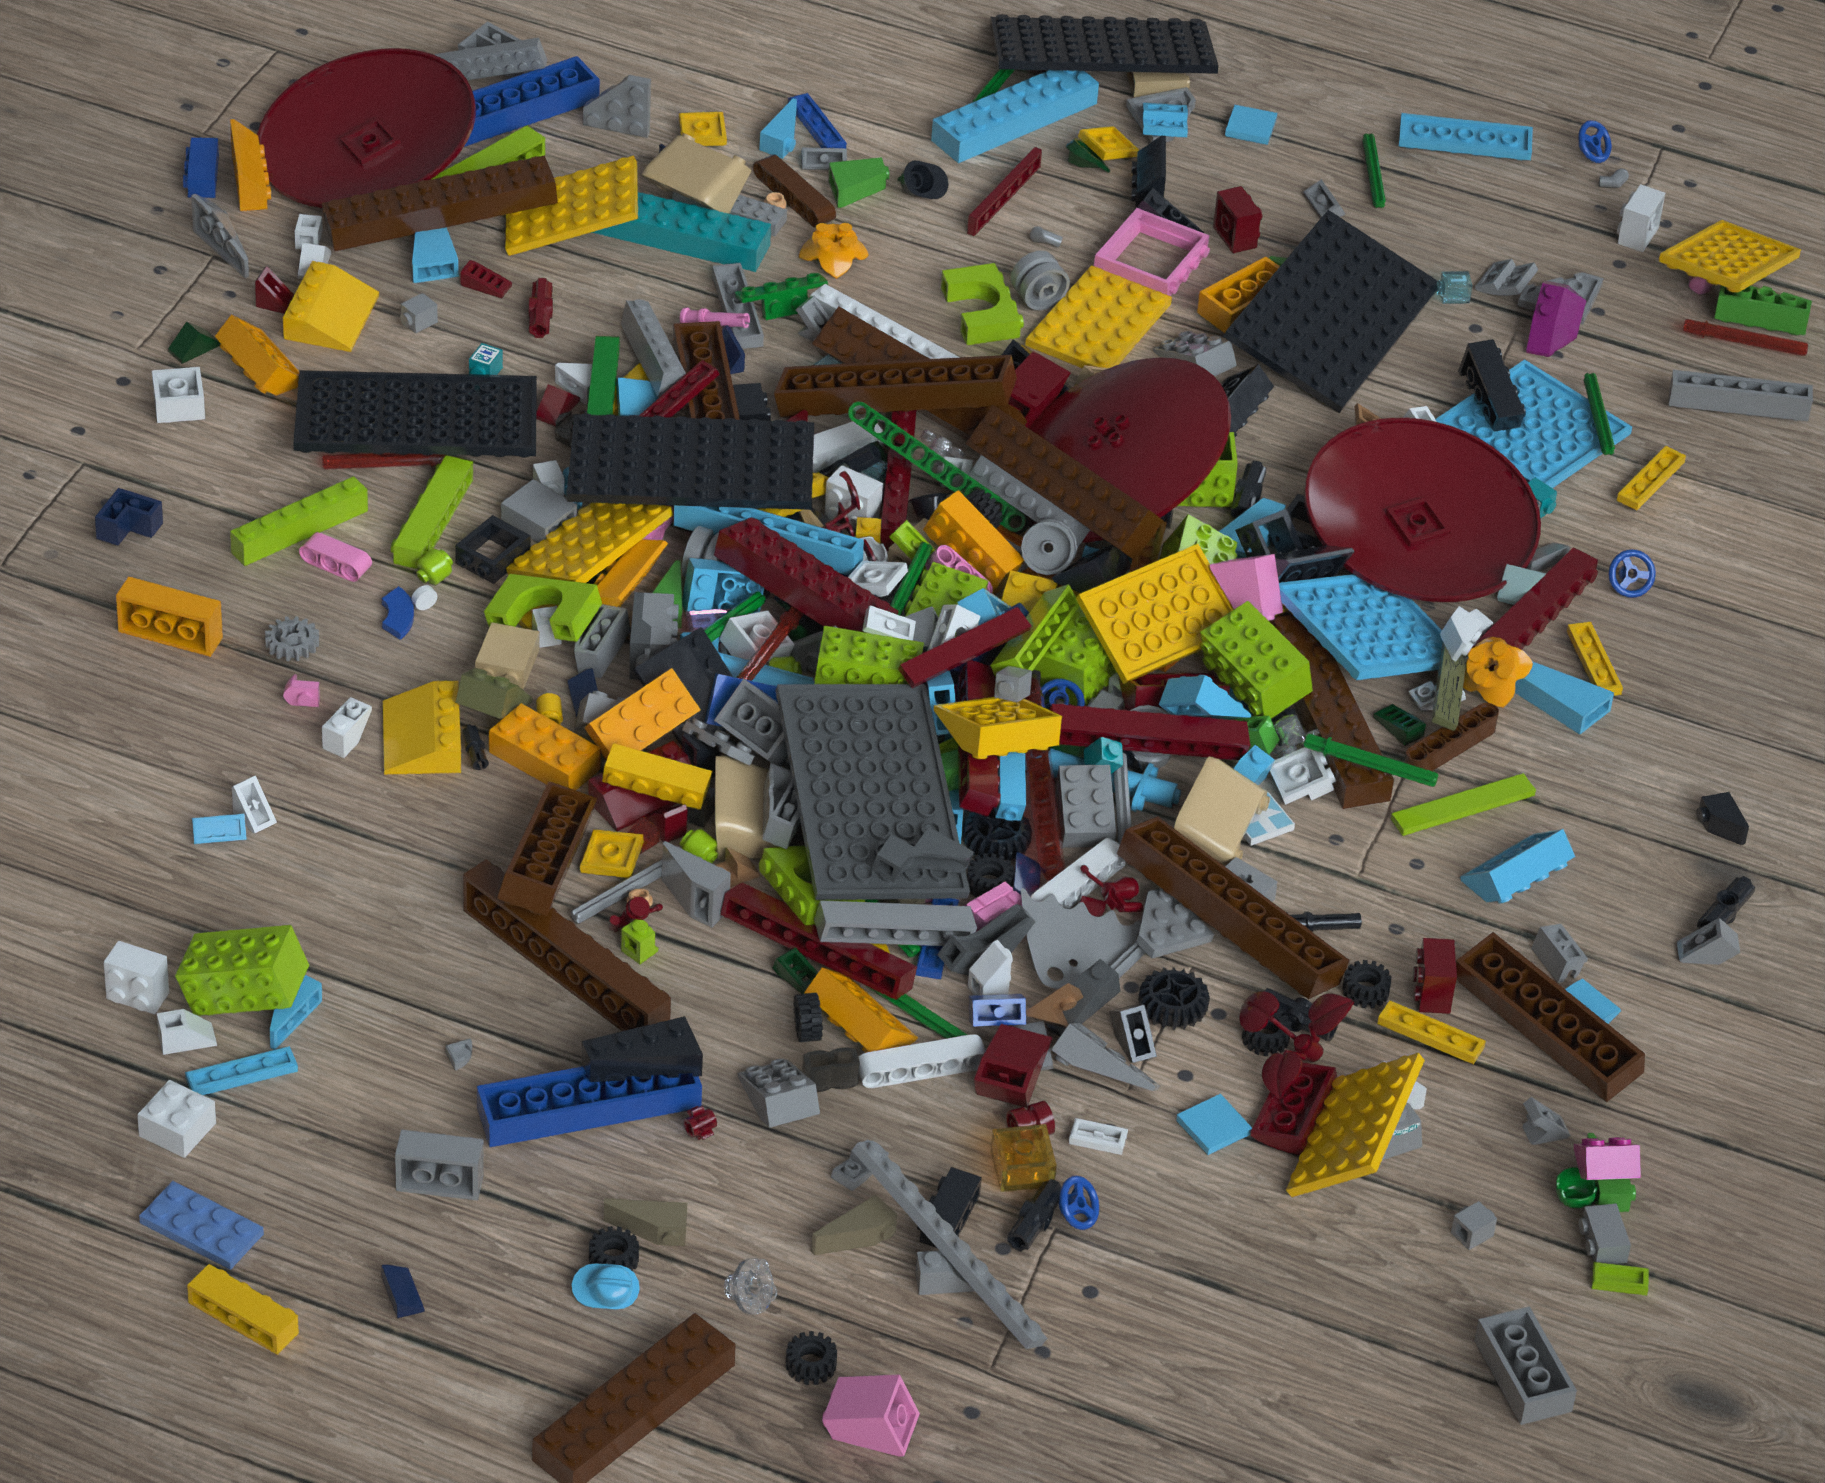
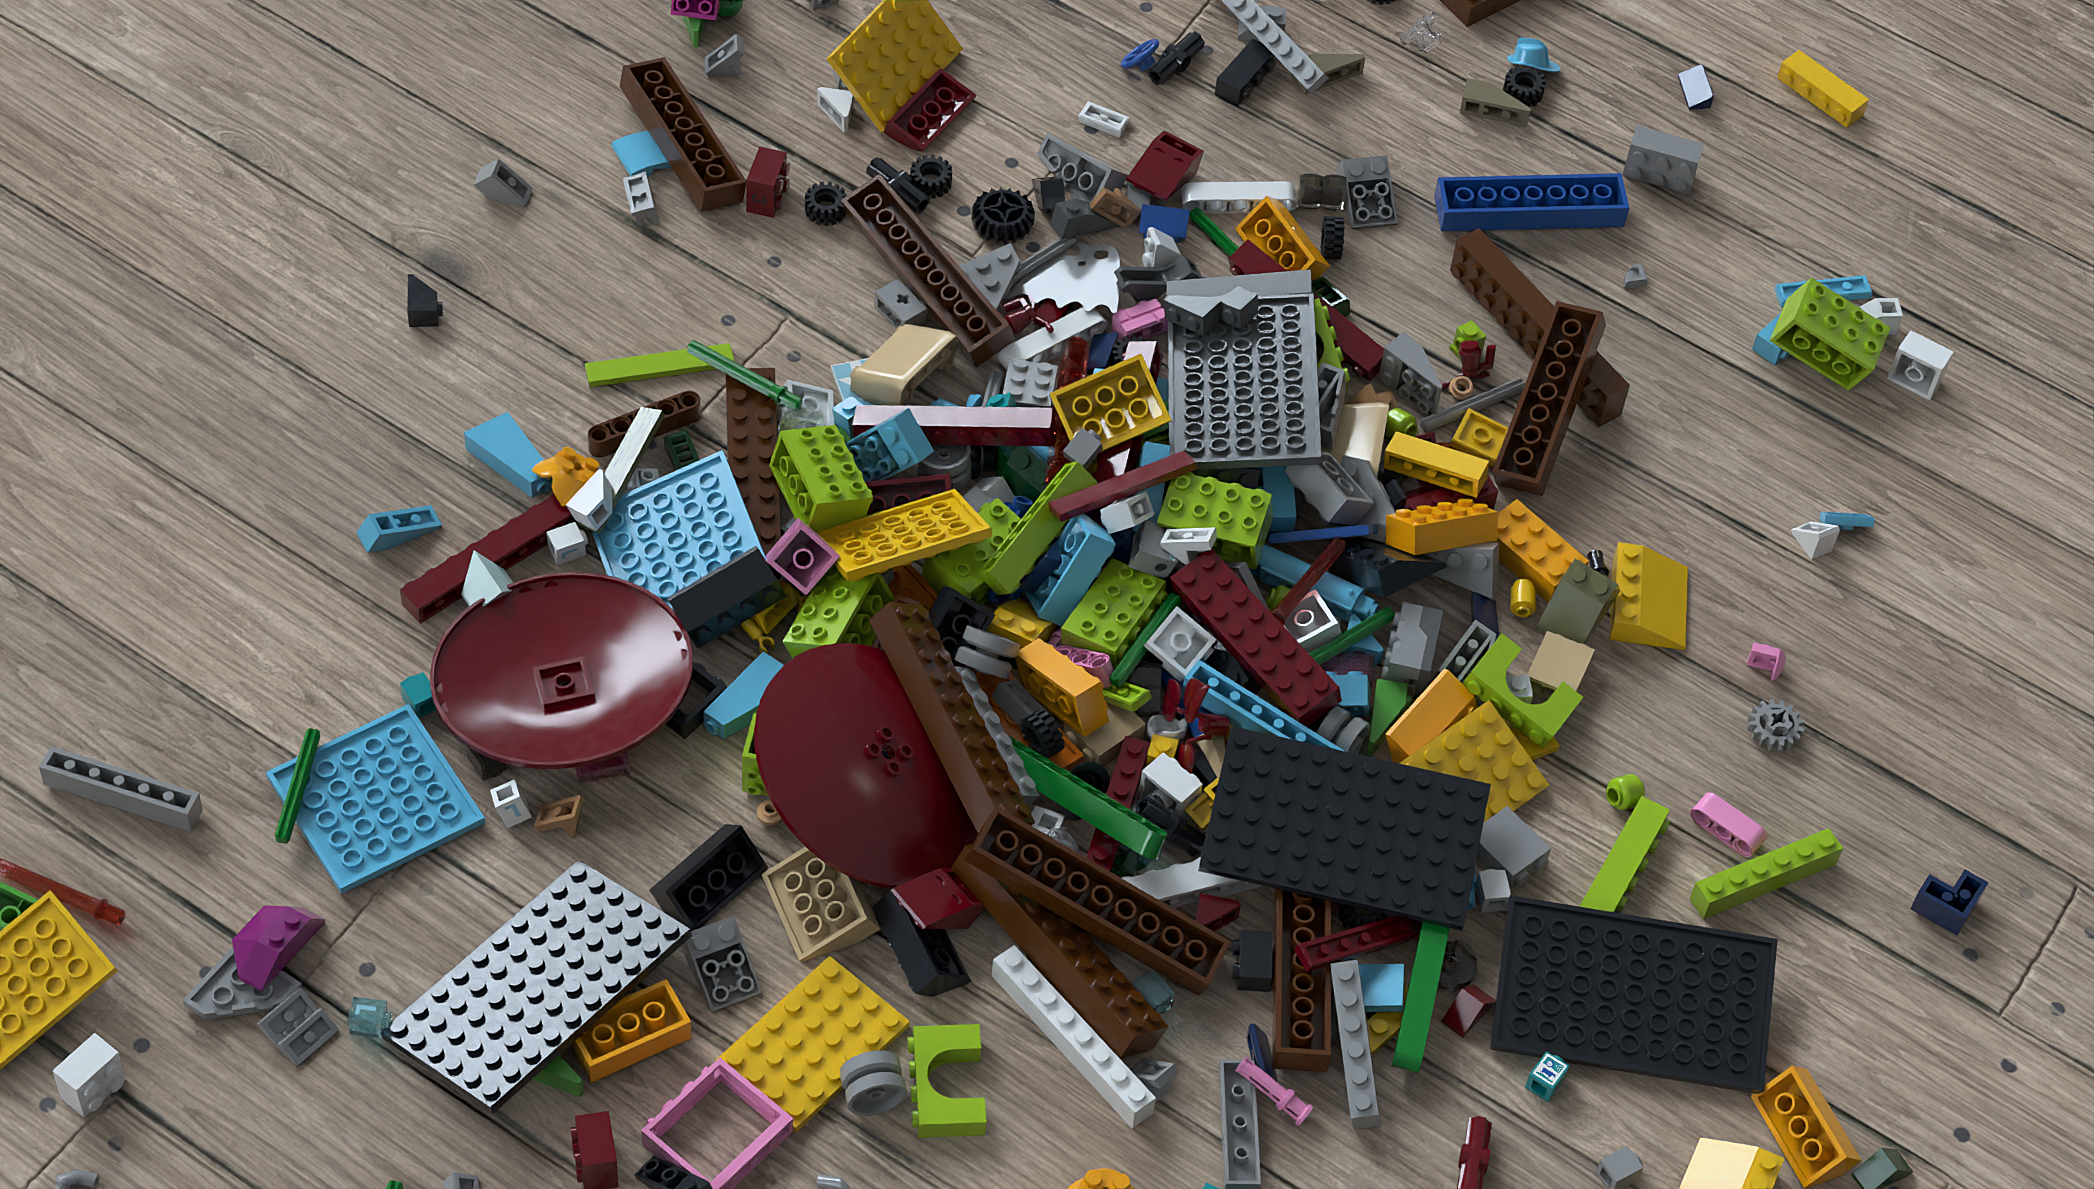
camera: 170 degrees left, 10 degrees up
(169, 616) = (1903, 753): light orange brick -> none
(176, 1118) = (1879, 245): white brick -> none
(178, 395) = (1902, 1070): white brick -> none
(201, 1225) = (1855, 167): medium blue plate -> none
(345, 727) = (1727, 601): white slope -> none
(400, 613) = (1662, 750): blue tile -> none
(424, 597) = (1638, 755): white tile -> none
(503, 534) = (1546, 821): black window -> none
(574, 379) = (1445, 1034): white slope -> none
(642, 1052) = (1487, 193): black wedge -> none
(700, 1123) = (1438, 168): dark red gear -> none
(783, 297) = (1186, 1121): green bracket -> none
(852, 1172) = (1310, 127): light grey slope -> none
(1022, 1157) = (1176, 93): clear yellow brick -> none
(1036, 1114) = (1154, 124): dark red wheel -> none
(1214, 1124) = (1003, 112): medium azure tile -> none
(1248, 488) = (726, 760): black piece -> none
(1281, 532) = (743, 653): black window -> none
(1282, 1070) = (892, 124): dark red plant -> none
(1329, 921) = (853, 267): black pin -> none
(1431, 1032) = (800, 161): yellow plate -> none
(1492, 385) = (406, 826): black wedge -> none
(1519, 866) = (640, 288): medium azure slope -> none
(1548, 556) = (434, 626): light grey slope -> none
(1594, 657) = (456, 494): yellow plate -> none
(1623, 573) = (368, 580): blue piece -> none
(1631, 618) = (396, 527): none -> medium azure slope
(1651, 478) = (278, 707): yellow plate -> none
(1728, 902) = (466, 218): black piece -> none

